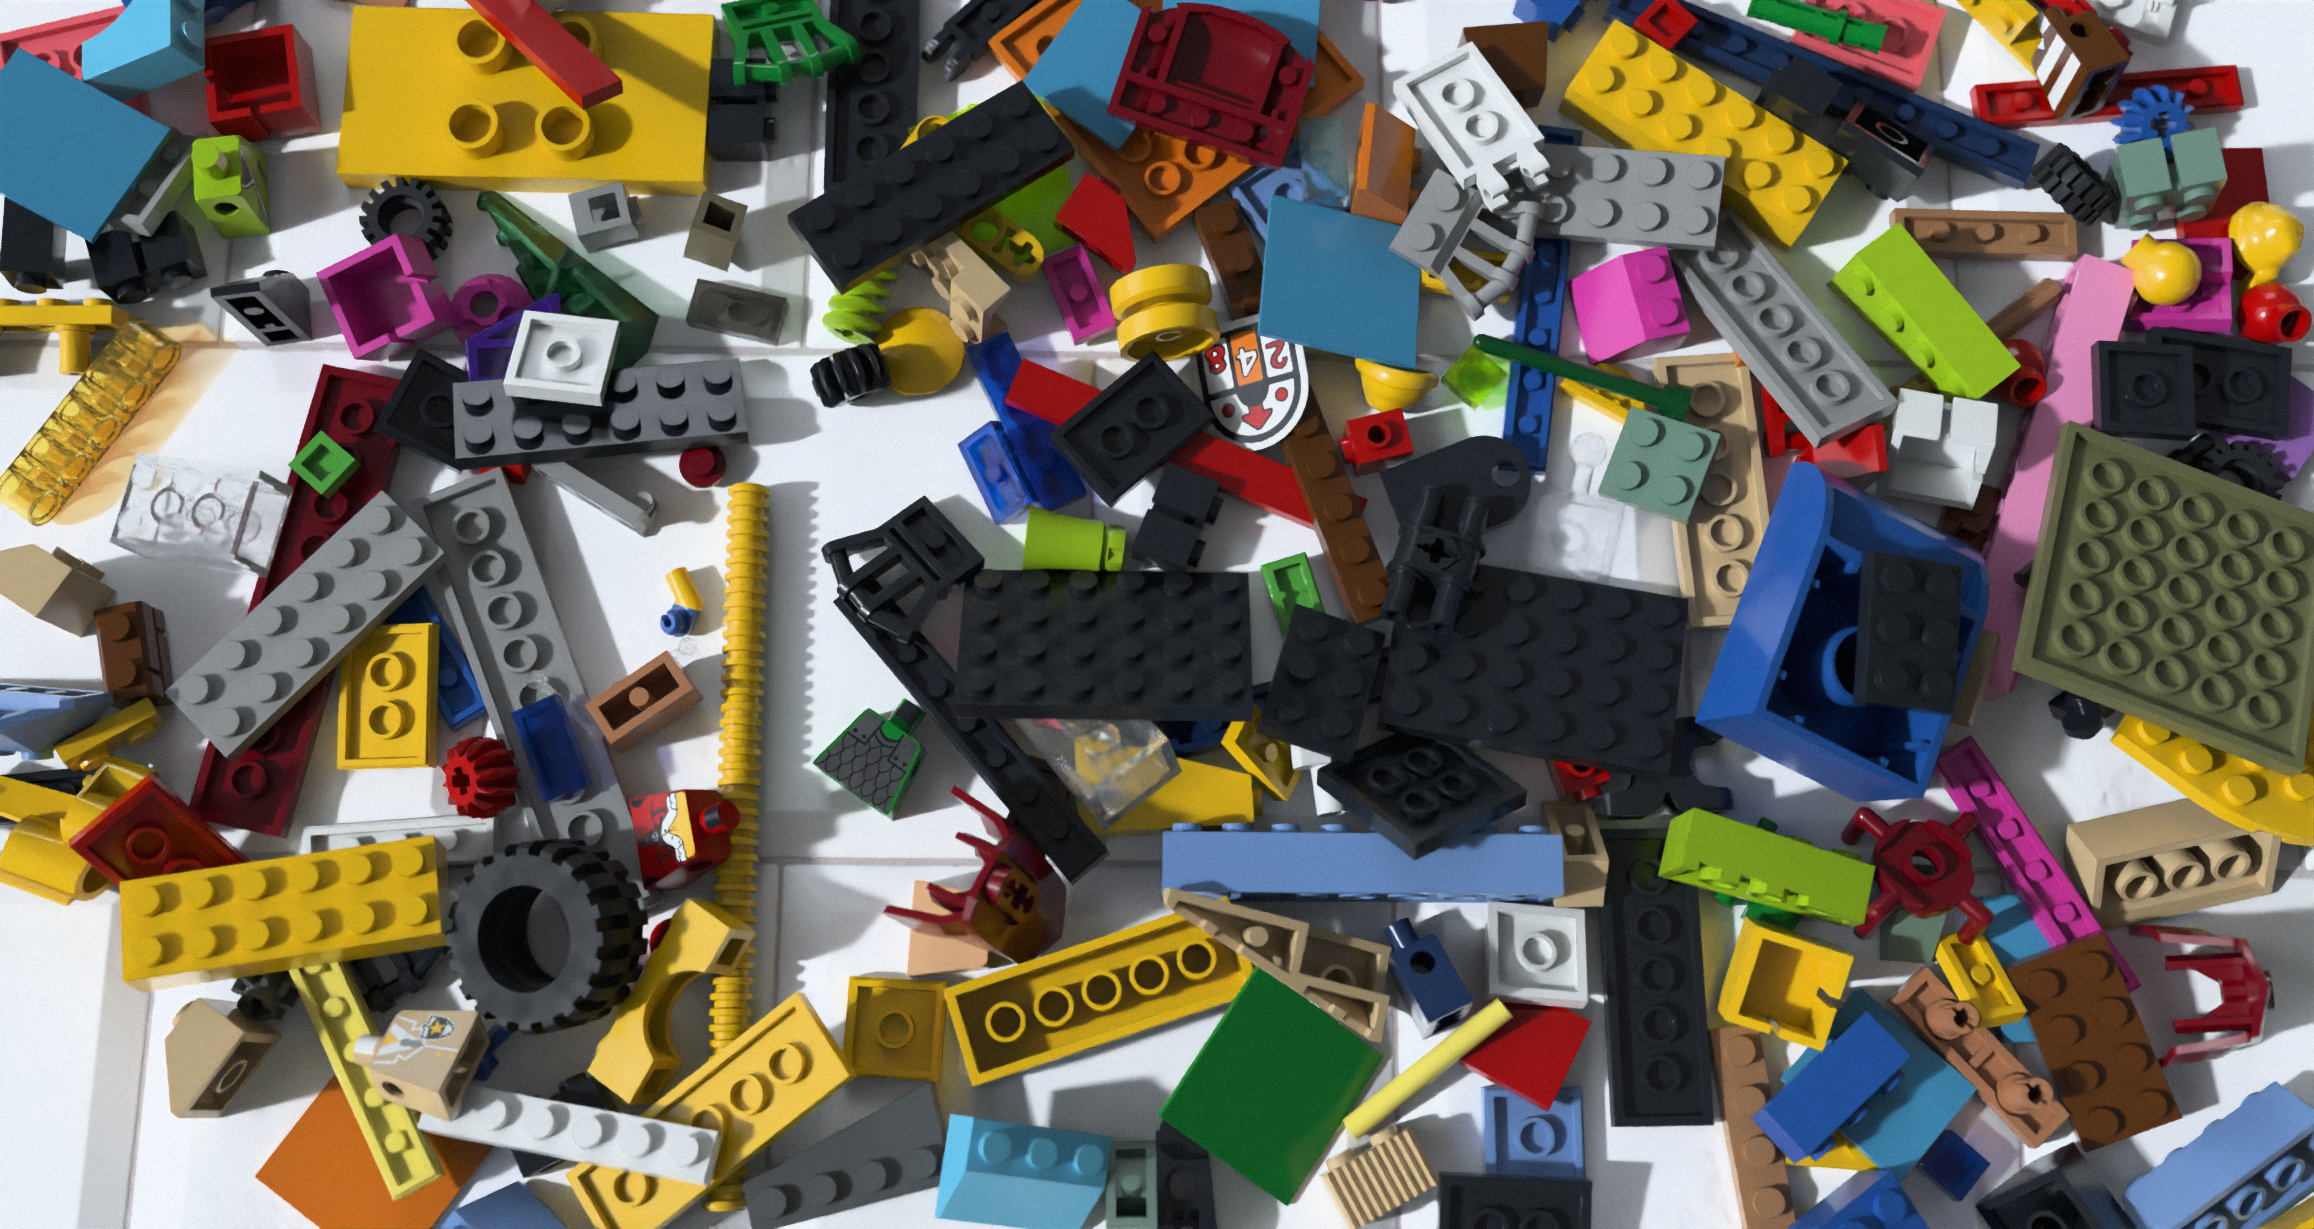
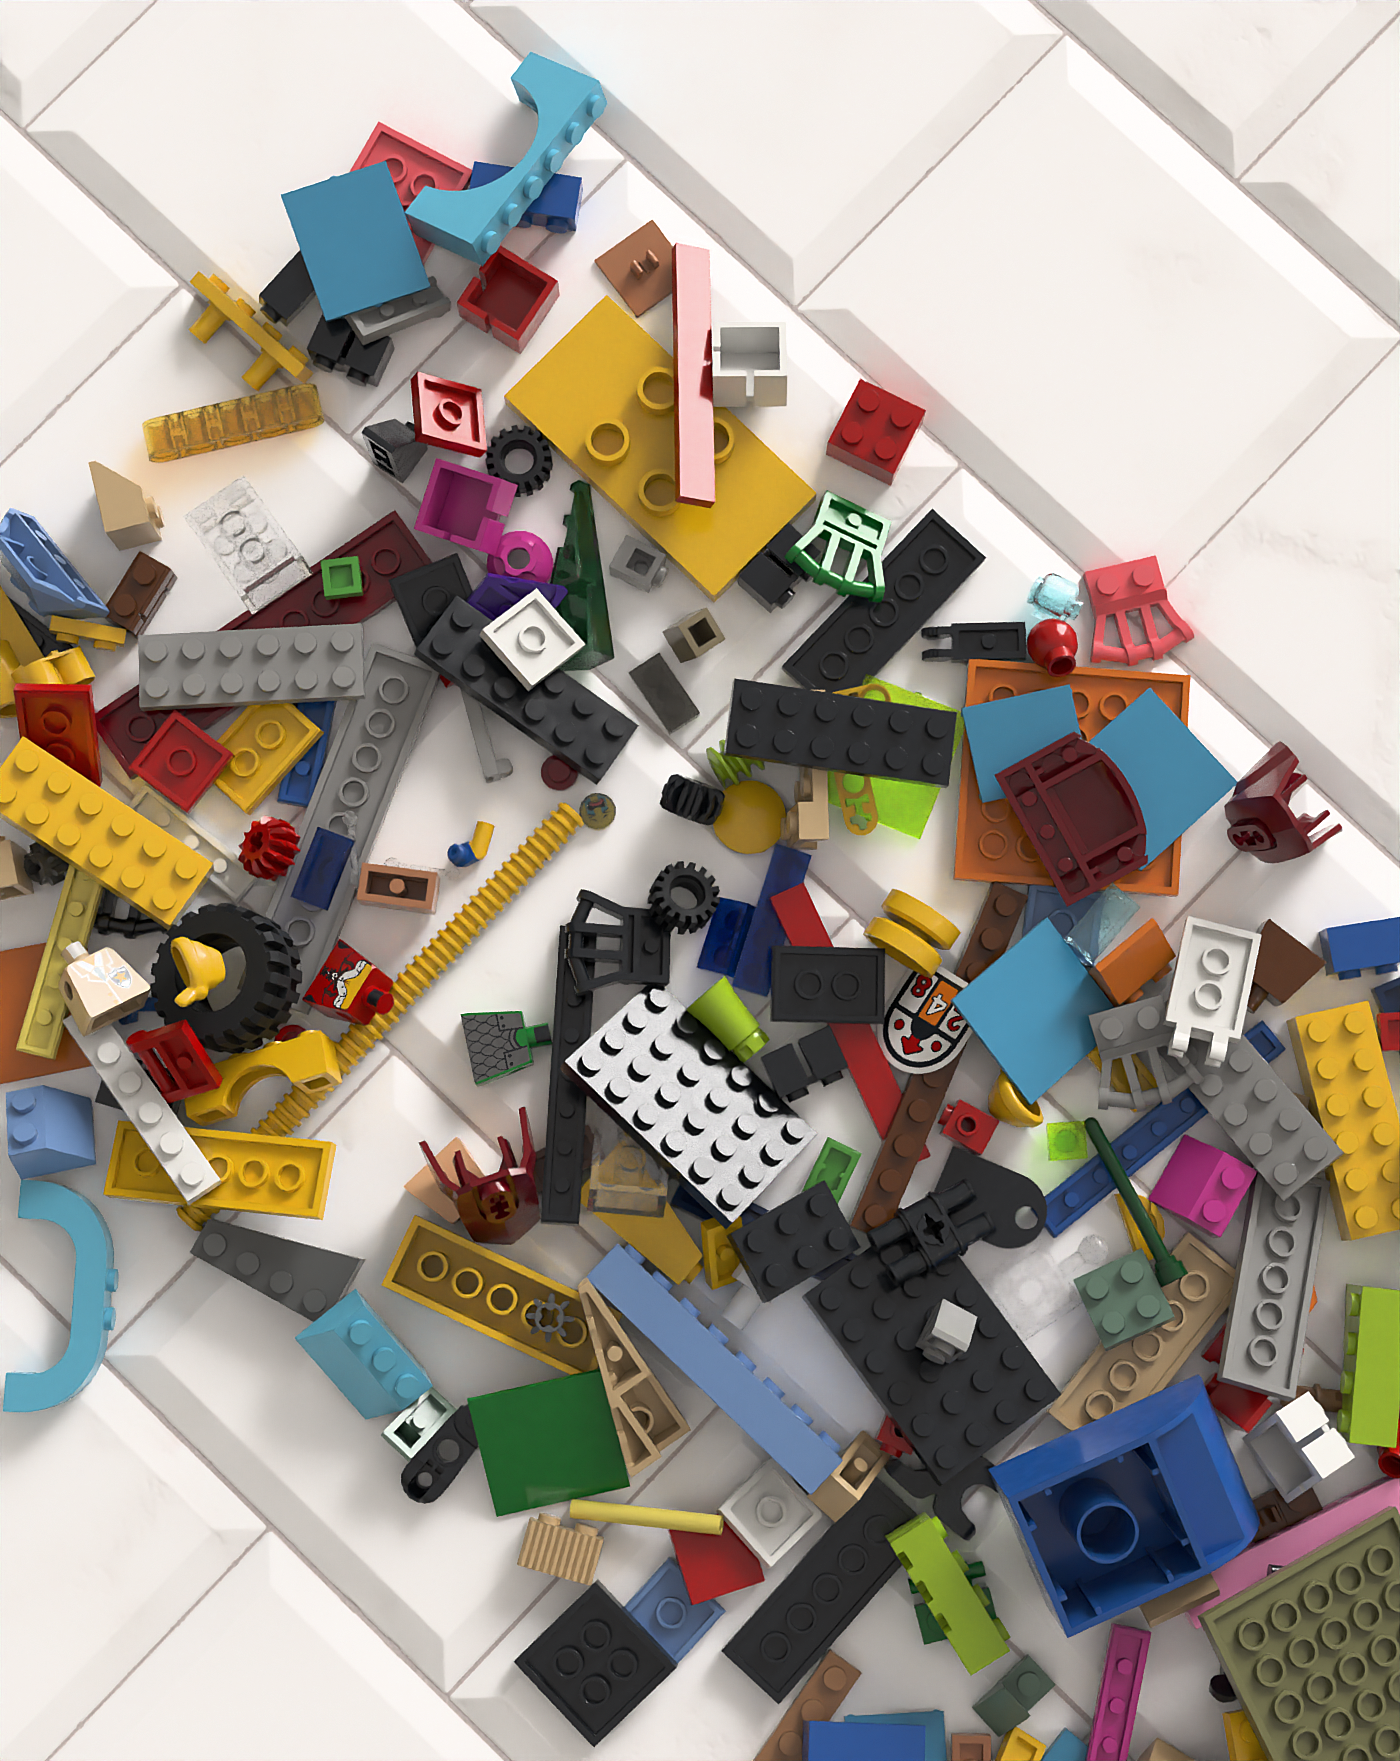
camera: 45 degrees right, 5 degrees up
(232, 175) = (438, 345): lime torso -> none
(295, 232) = (448, 415): none -> red plate
(318, 774) = (181, 761): none -> red tile
(504, 943) = (199, 967): none -> yellow hat
(569, 1046) = (183, 1057): none -> red plate
(773, 469) = (597, 811): none -> clear smoke tile
(895, 1028) = (371, 1208): yellow tile -> none
(920, 451) = (694, 882): none -> black tyre
(1078, 295) = (875, 870): dark pink plate -> none
(1100, 222) = (929, 838): red slope -> none
(1176, 953) = (561, 1318): none -> dark grey gear
(1421, 791) = (788, 1359): black plate -> none
(1432, 998) = (687, 1481): dark blue torso -> none
(1541, 631) = (946, 1333): none -> light grey slope
(1779, 977) = (899, 1660): yellow piece -> none
(1907, 633) = (1148, 1538): black plate -> none
(1910, 889) = (1018, 1683): dark red plate -> none

